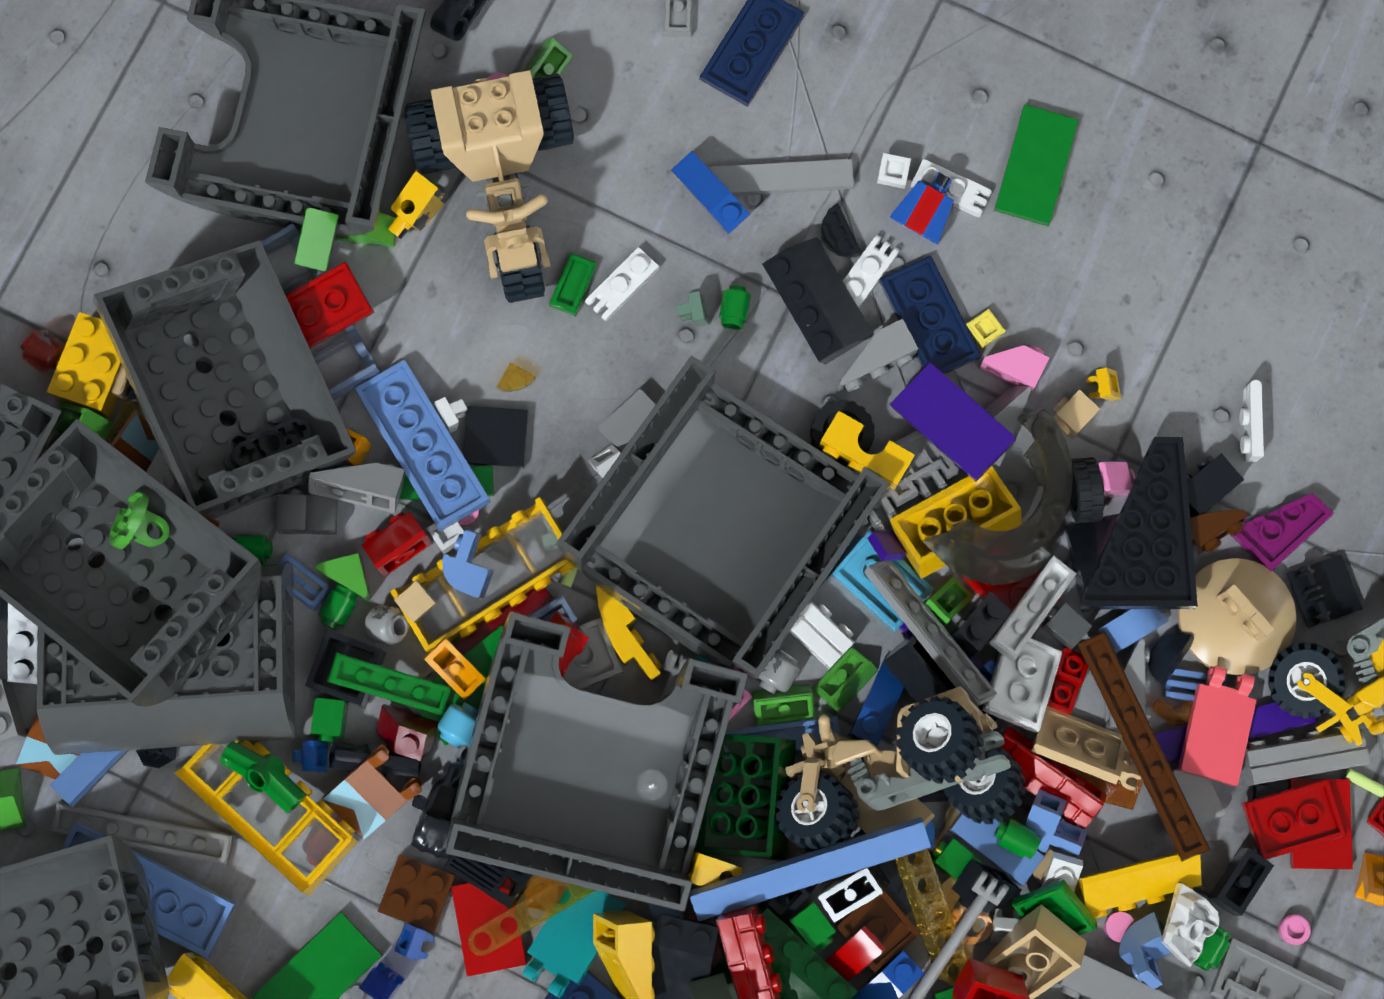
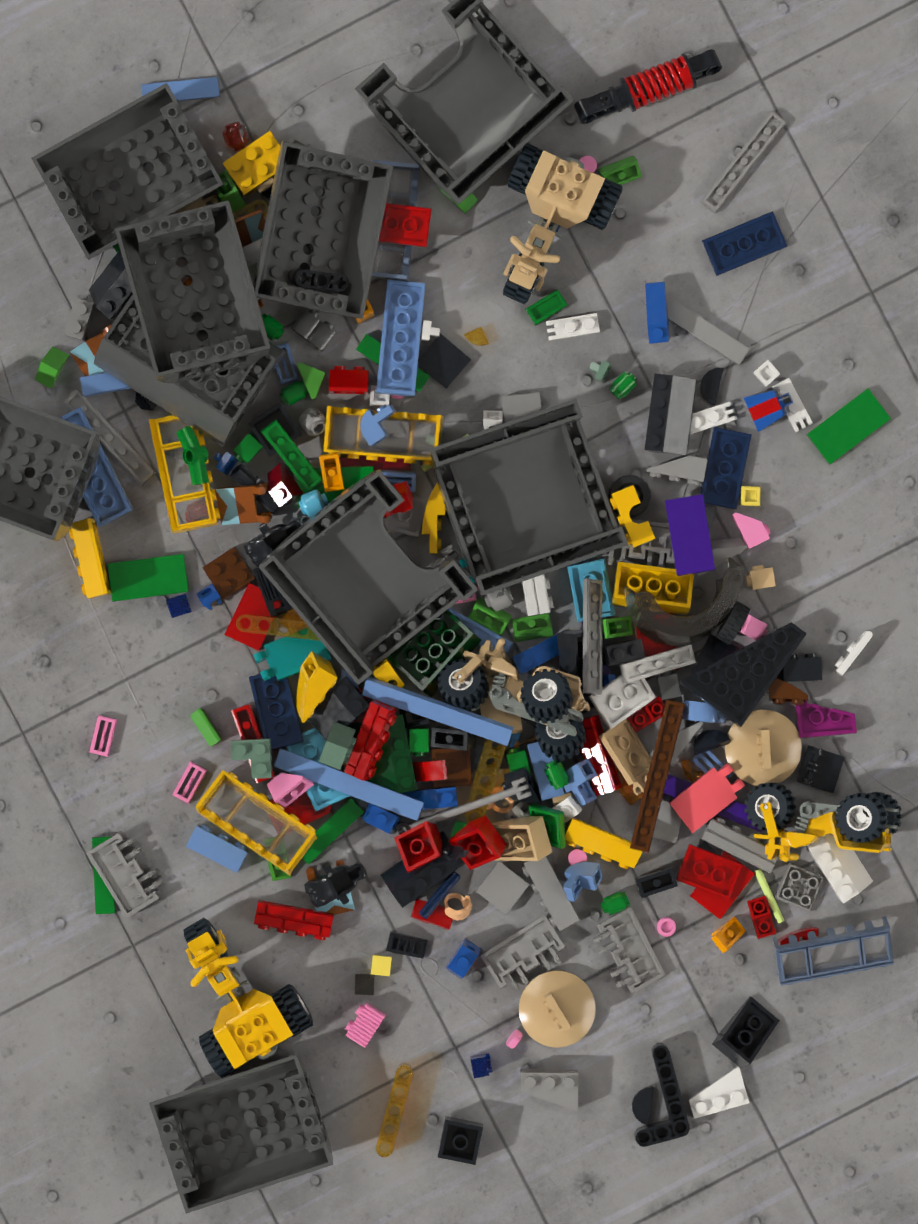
camera: 35 degrees right, 10 degrees up
(133, 522) = (218, 277): bright green tile -> none
(316, 239) = (424, 185): bright green slope -> none
(365, 485) = (356, 340): light grey slope -> none
(415, 601) = (336, 421): tan tile -> none
(422, 196) = (500, 199): yellow torso -> none
(651, 785) = (389, 608): clear tile -> none
(887, 545) = (606, 574): dark purple tile -> none
(1107, 383) = (791, 575): yellow tile -> none
(1188, 924) = (610, 882): white slope -> none

